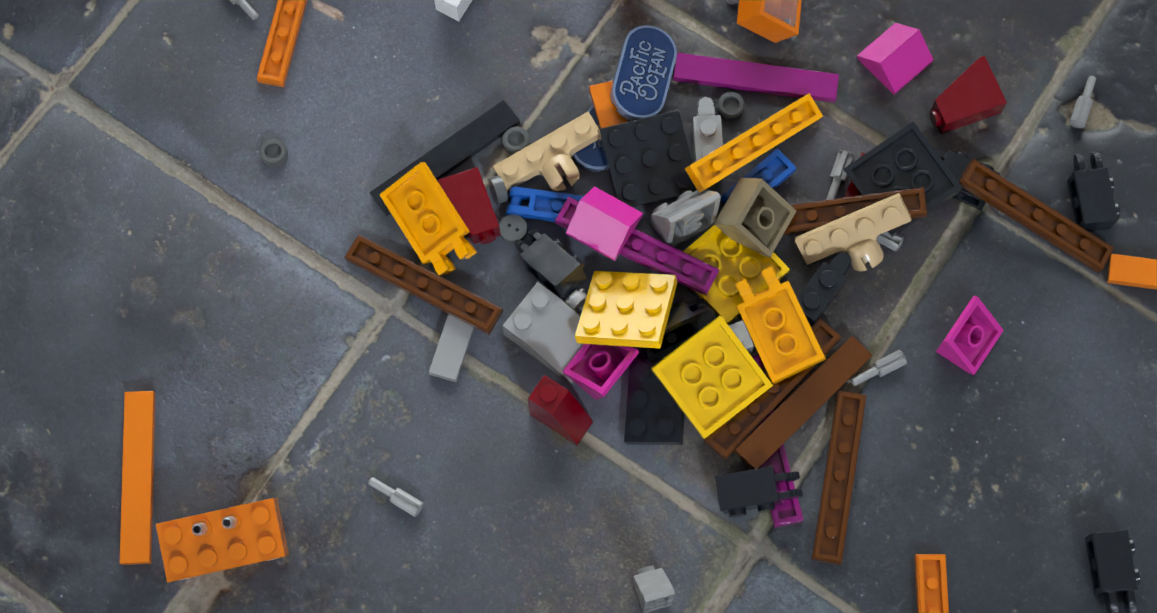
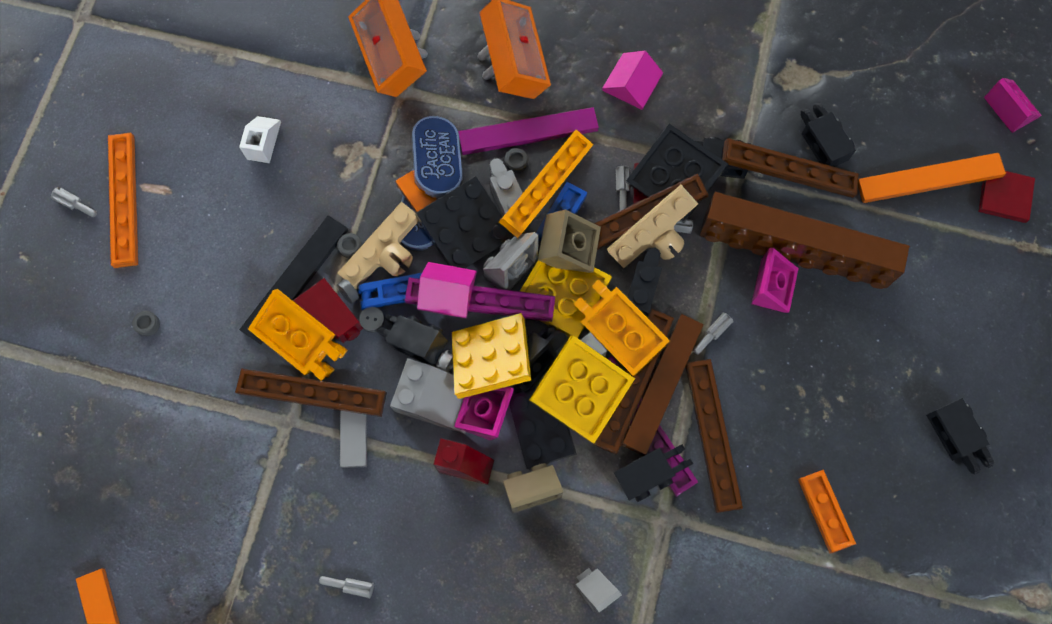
camera: 20 degrees left, 0 degrees up
(623, 463) = (532, 488): none -> dark tan slope
(968, 99) = (703, 93): dark red slope -> none
(1017, 301) = (804, 241): none -> reddish brown brick
(1083, 105) = (791, 71): light grey axle -> none

